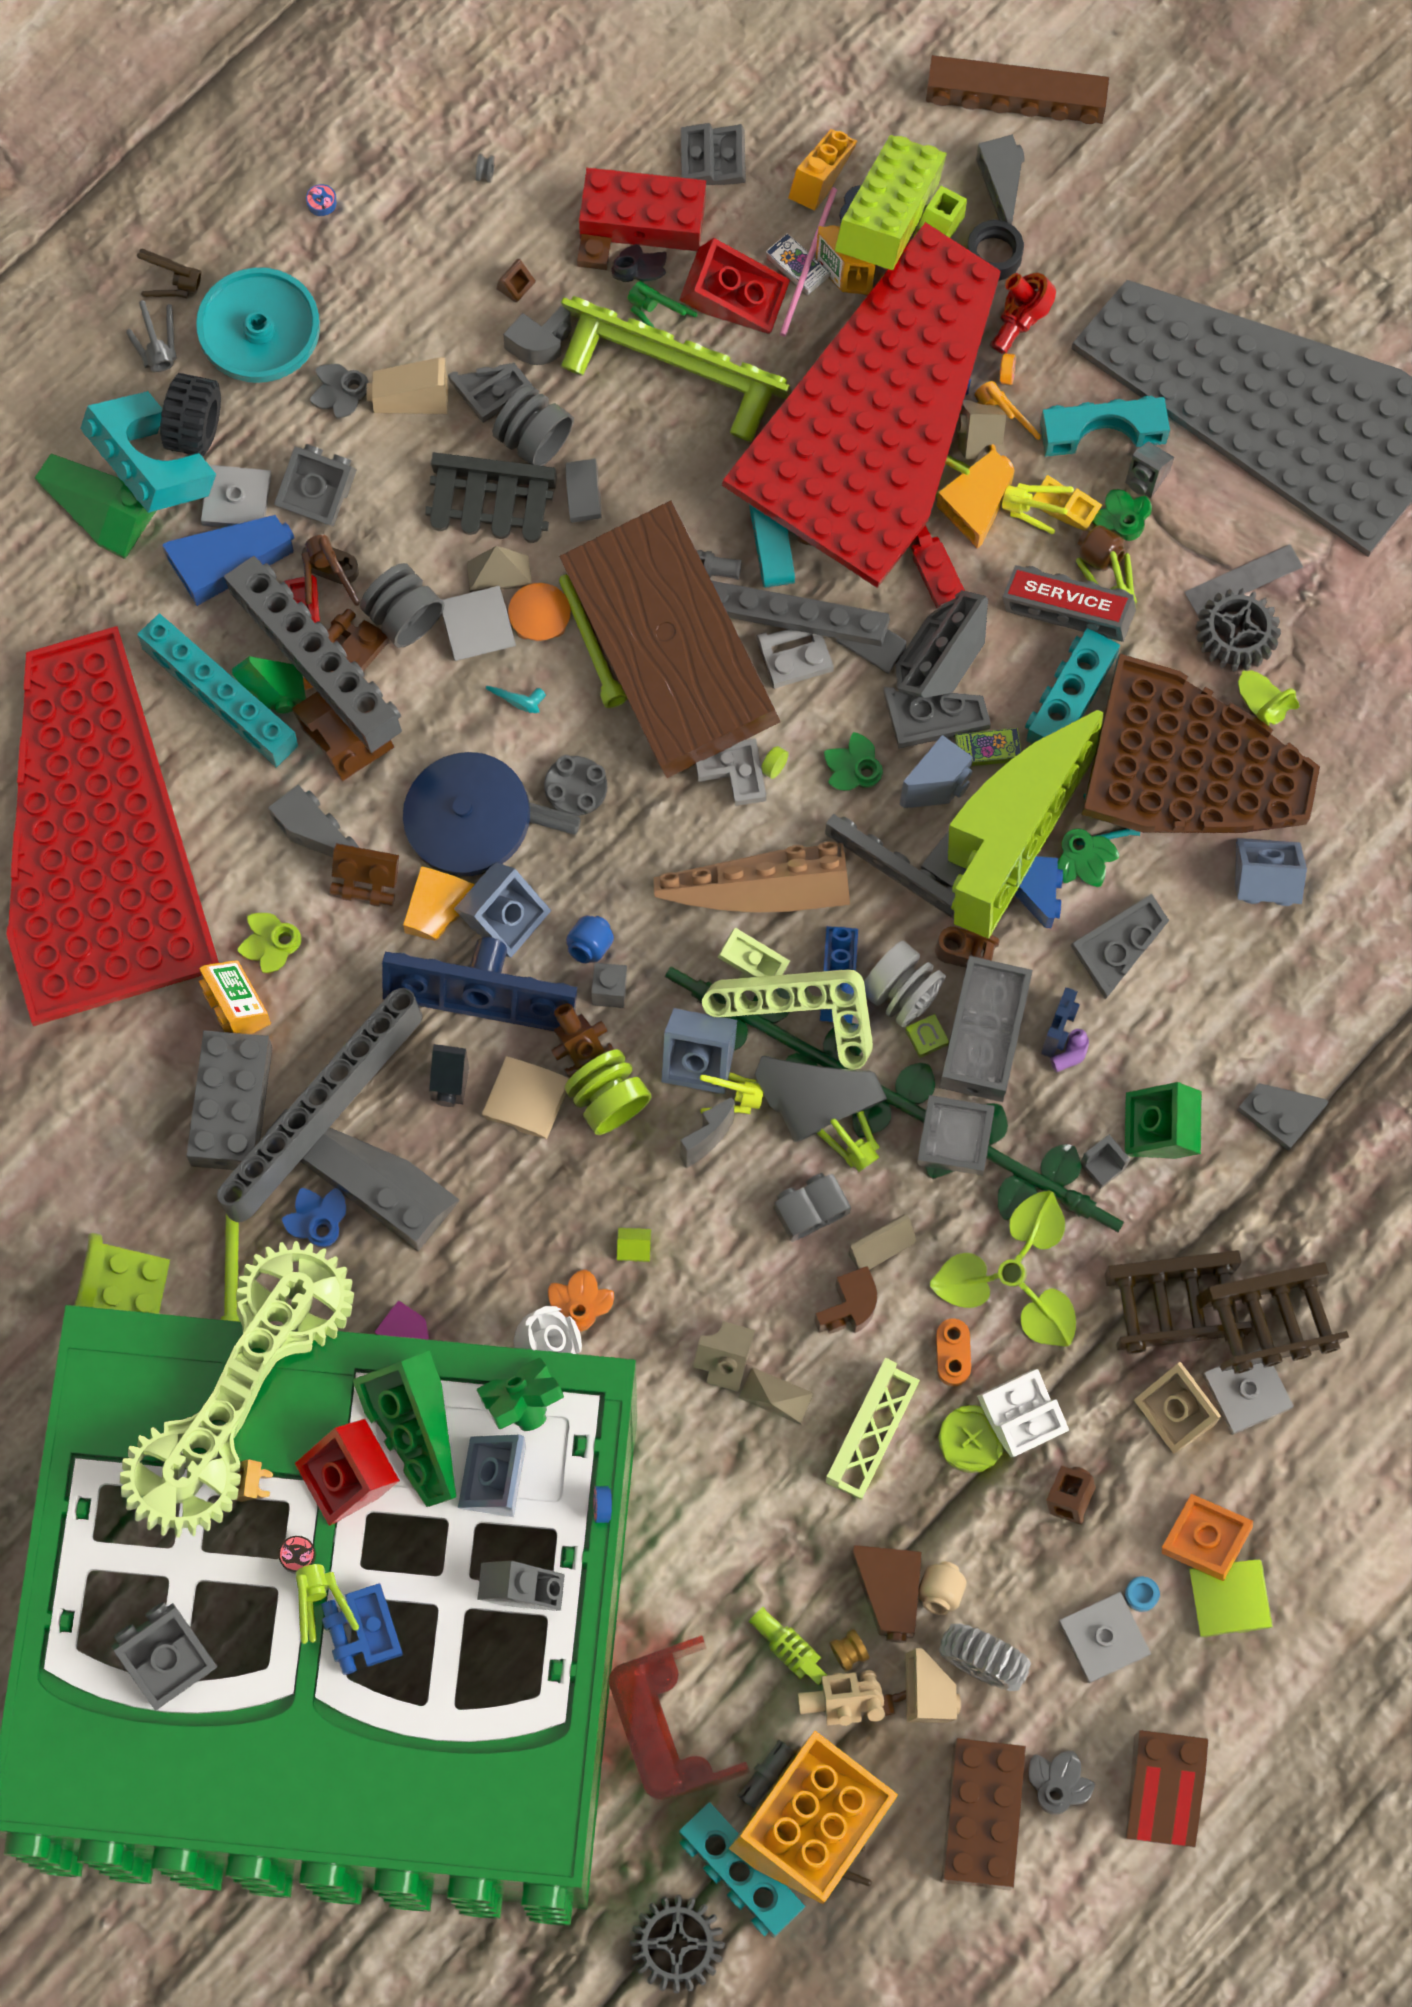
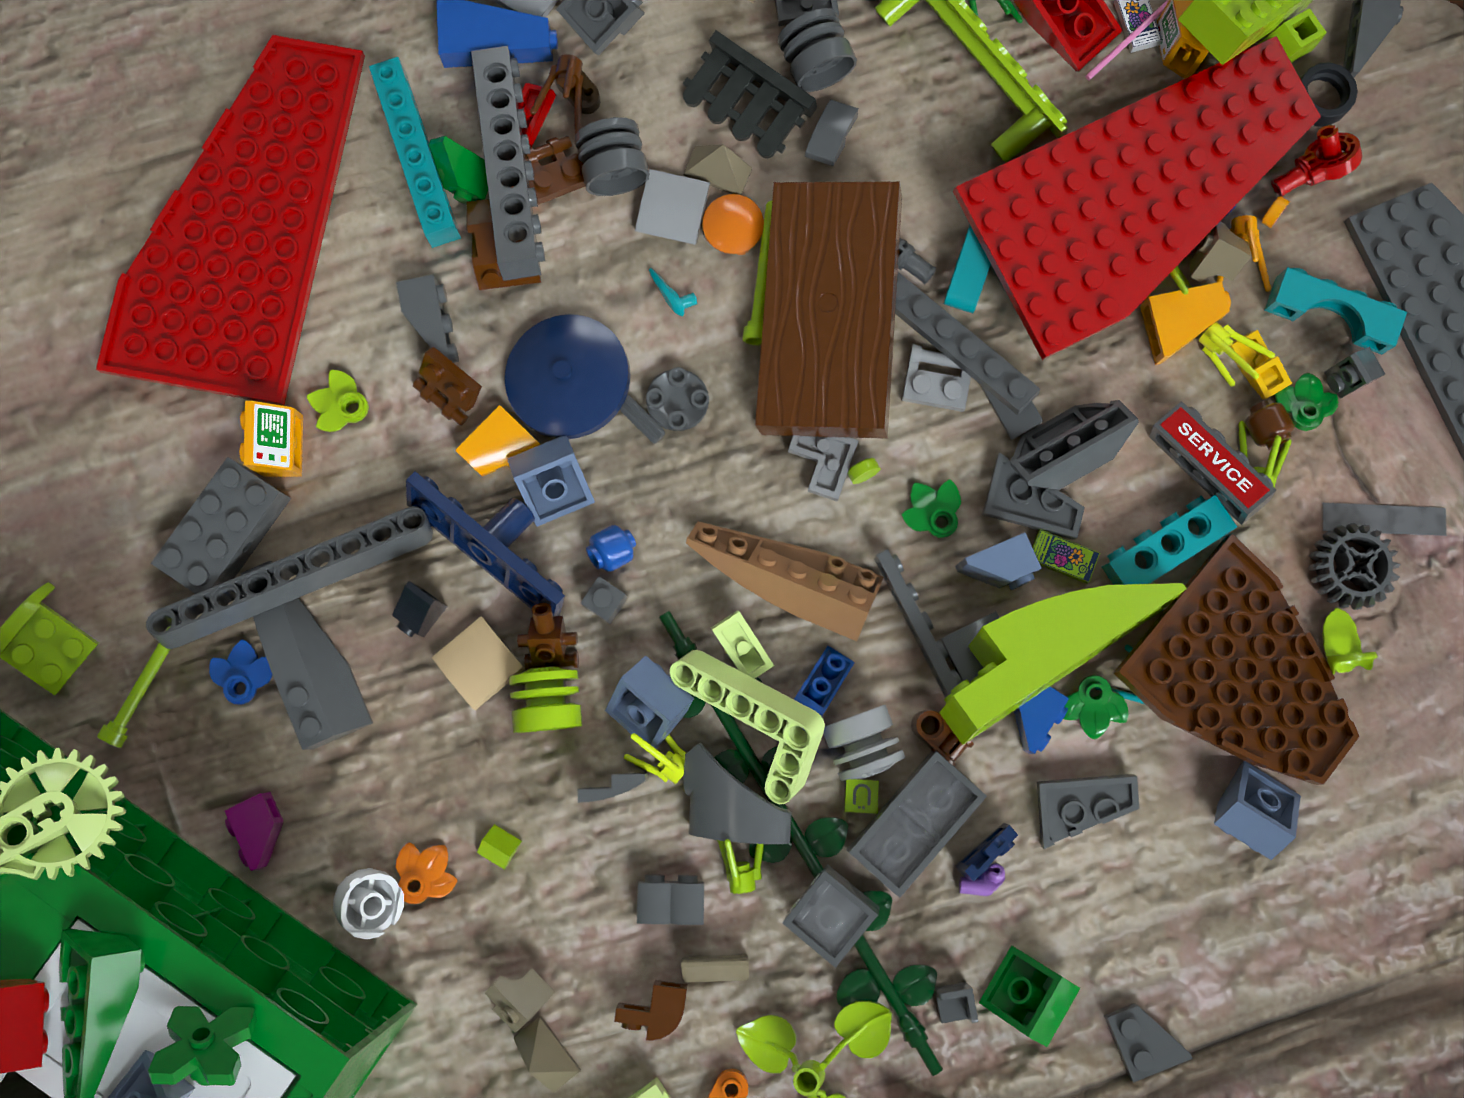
camera: 30 degrees right, 10 degrees up
(935, 568) = (1107, 366): red hinge -> none

